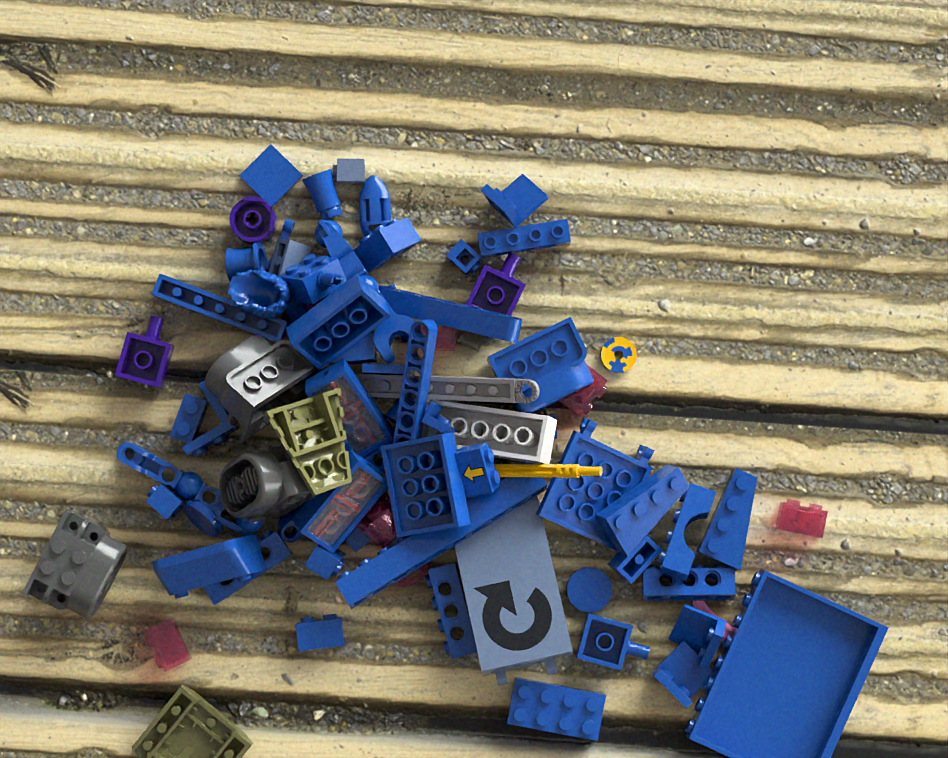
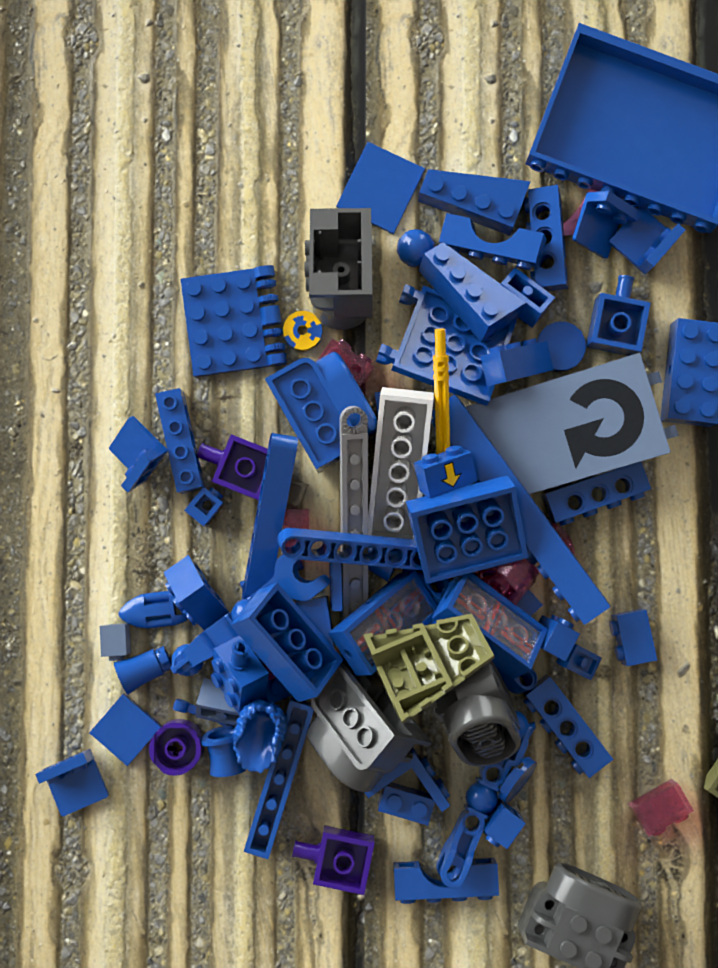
camera: 95 degrees left, 0 degrees up
(119, 420) = (414, 884): none -> blue arch
(210, 565) = (575, 768): blue windscreen -> none
(228, 129) = (74, 782): none -> blue bracket
(302, 584) = (581, 662): none -> blue slope
(432, 417) = (393, 522): blue bracket -> none
(574, 544) = (516, 361): none -> blue brick
(631, 288) = (228, 321): none -> blue hinge
(671, 391) = (340, 266): none -> dark grey brick
(690, 462) = (413, 246): none -> blue hair
(747, 435) = (383, 184): none -> blue piece
(801, 519) = (468, 123): clear pink brick -> none

